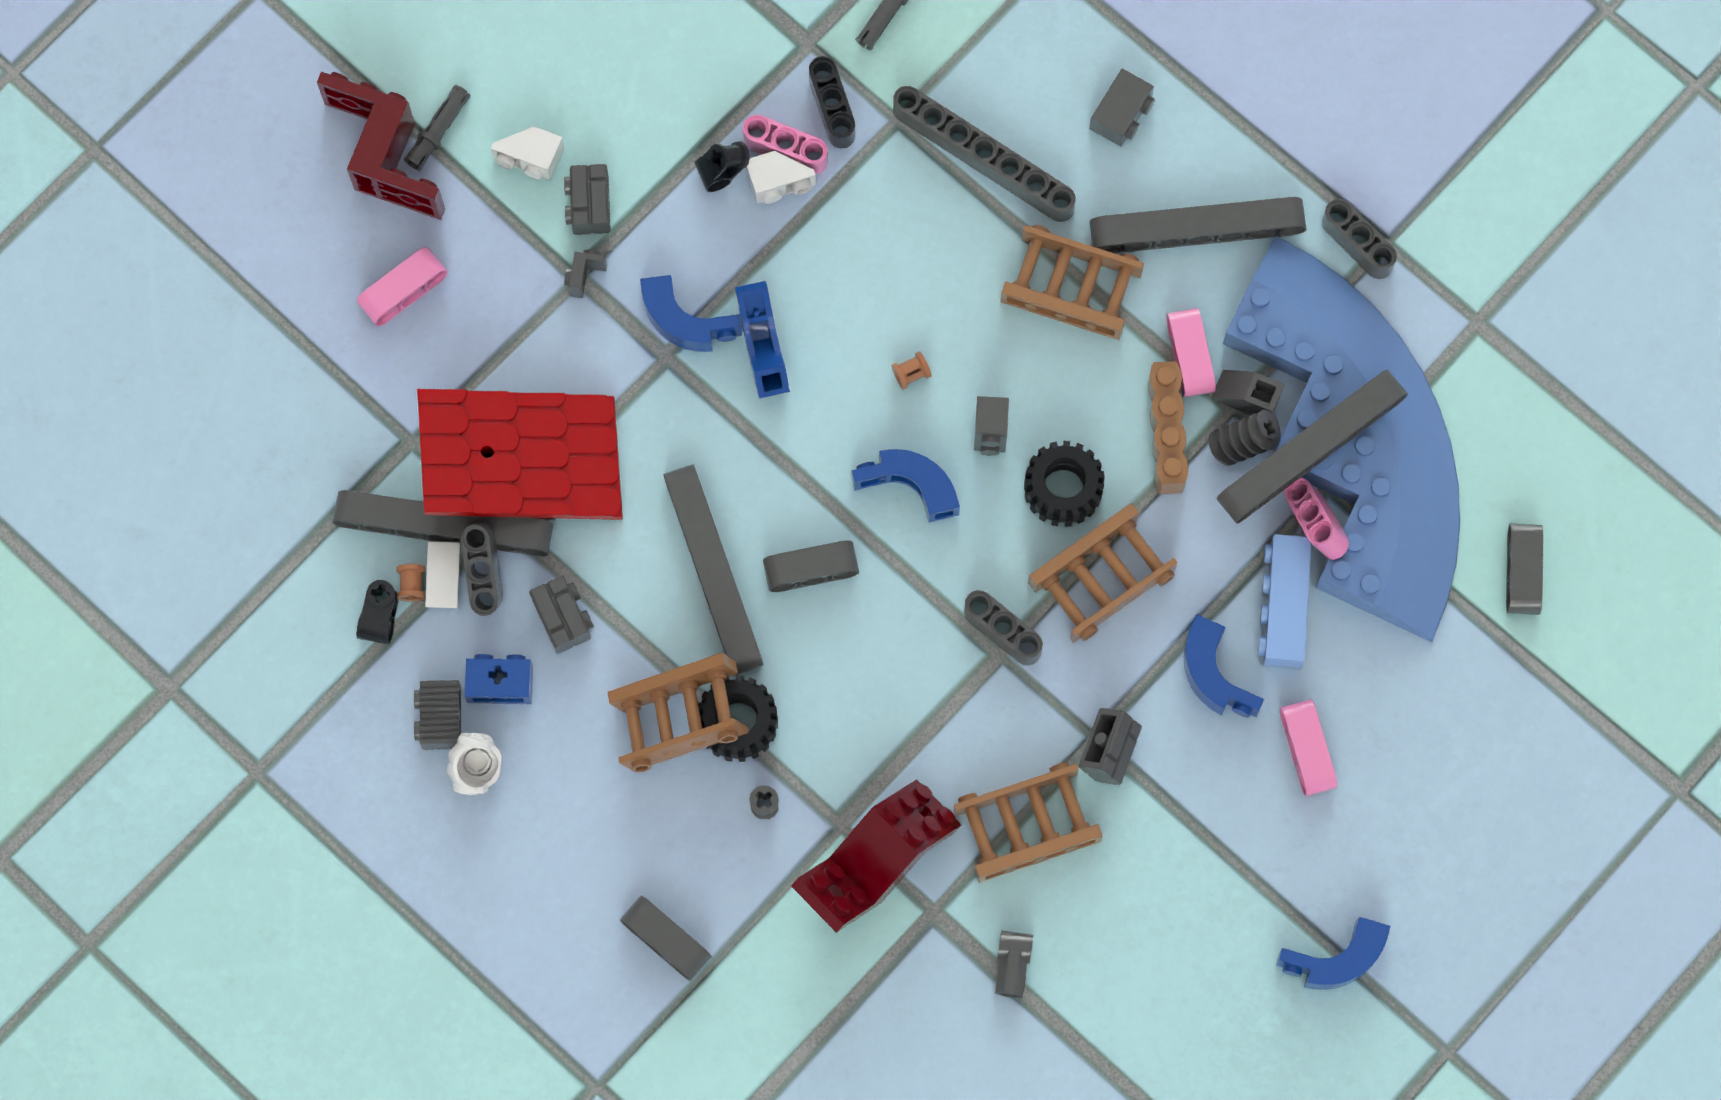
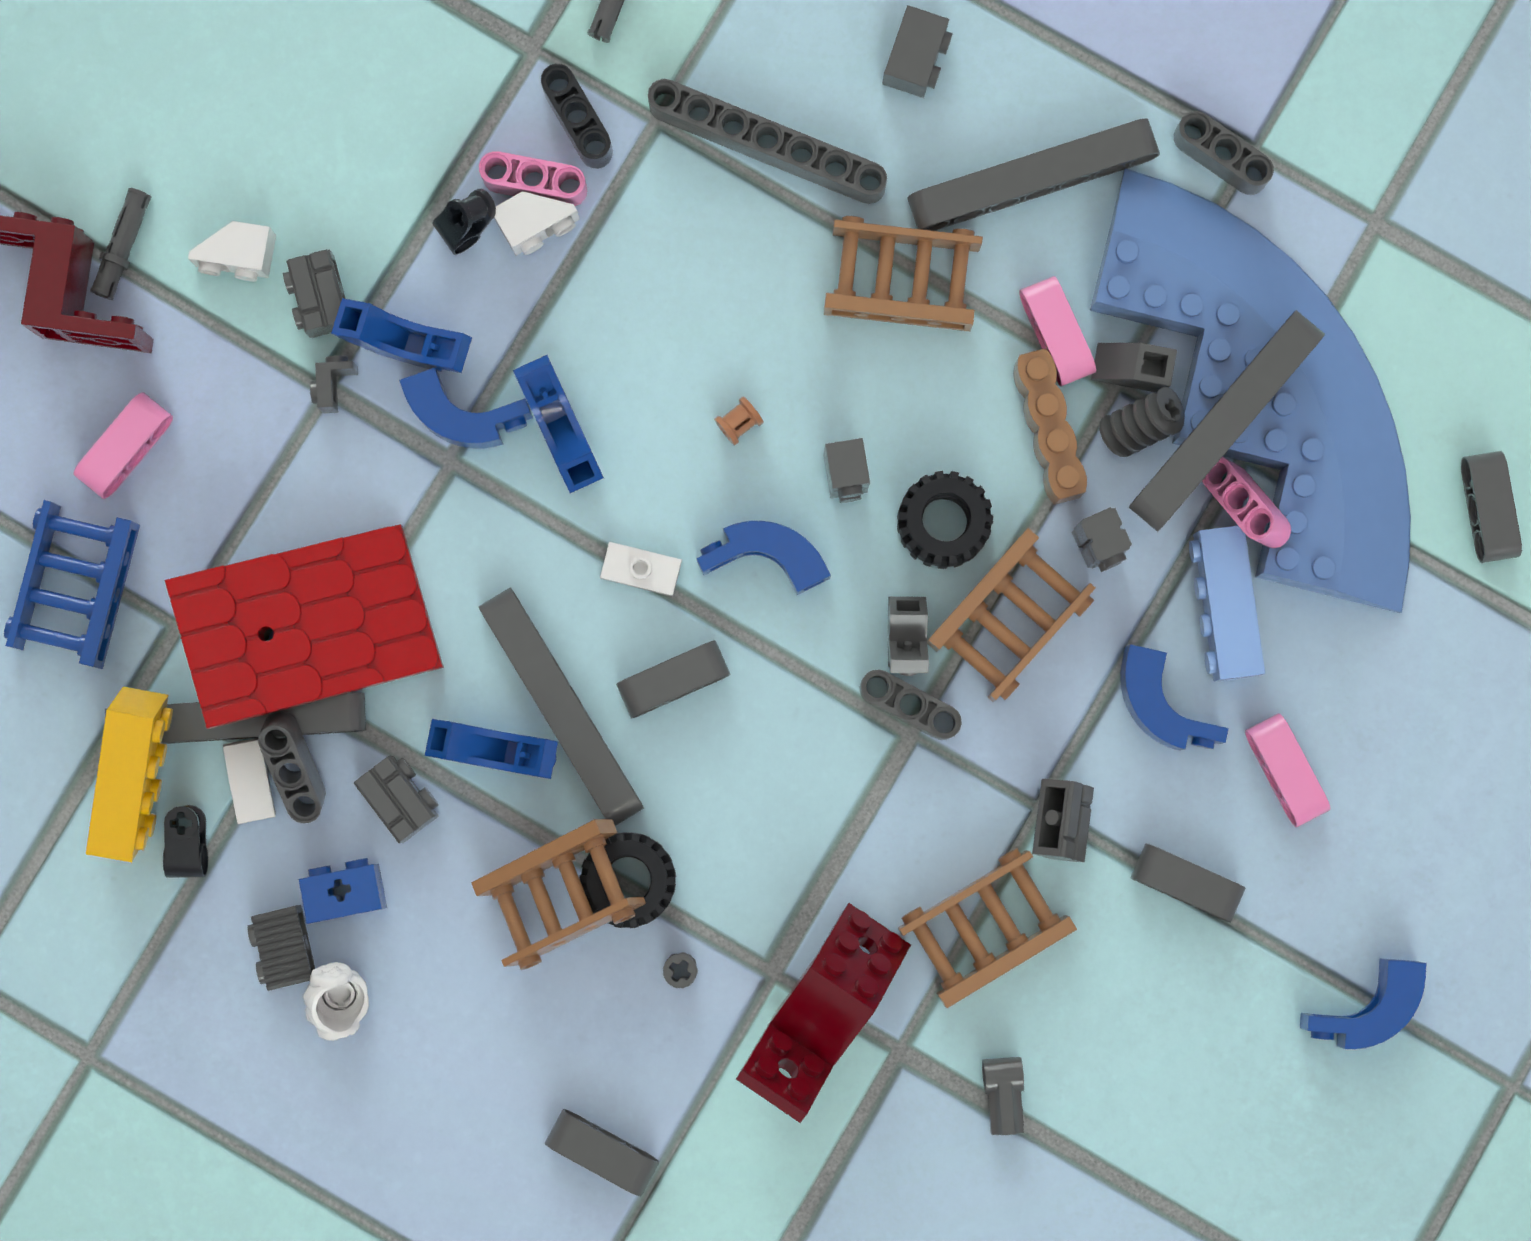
camera: 15 degrees left, 10 degrees up
(348, 541) = (128, 774): none -> yellow brick
(352, 412) = (100, 610): none -> blue fence
(411, 582) = (214, 798): nougat bush -> none
(646, 248) = (400, 338): none -> blue arch
(647, 590) = (491, 748): none -> blue arch
(804, 473) = (641, 569): none -> white plate
(1013, 569) = (907, 635): none -> dark grey brick
(1190, 524) = (1102, 539): none -> dark grey brick
(1205, 822) = (1188, 882): none -> dark grey beam

